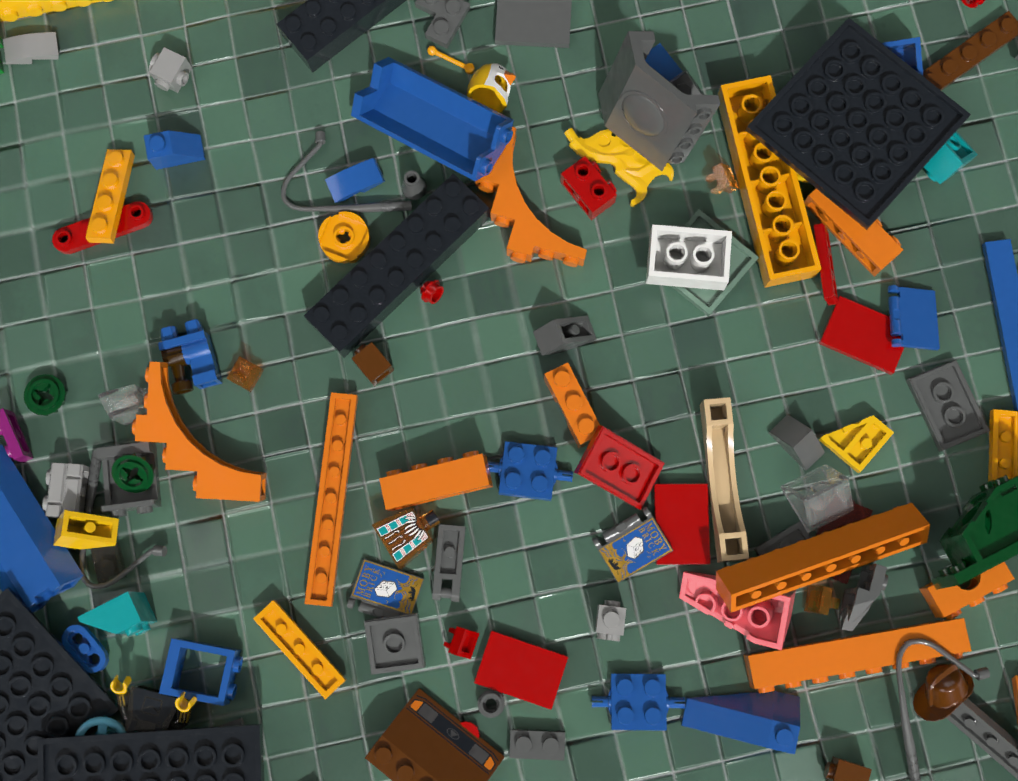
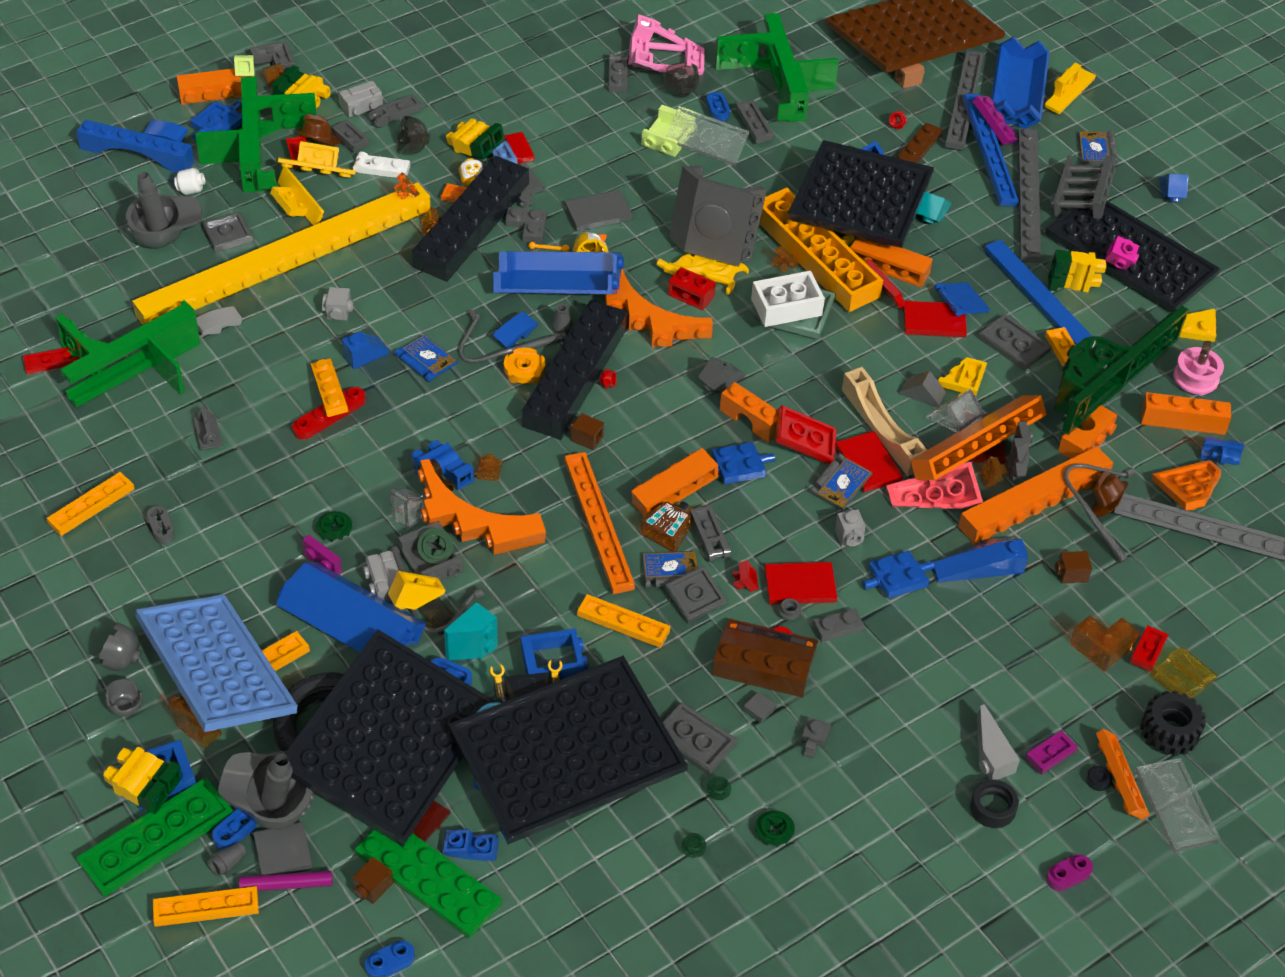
camera: 30 degrees left, 30 degrees down
(241, 182) = (426, 357): none -> piece

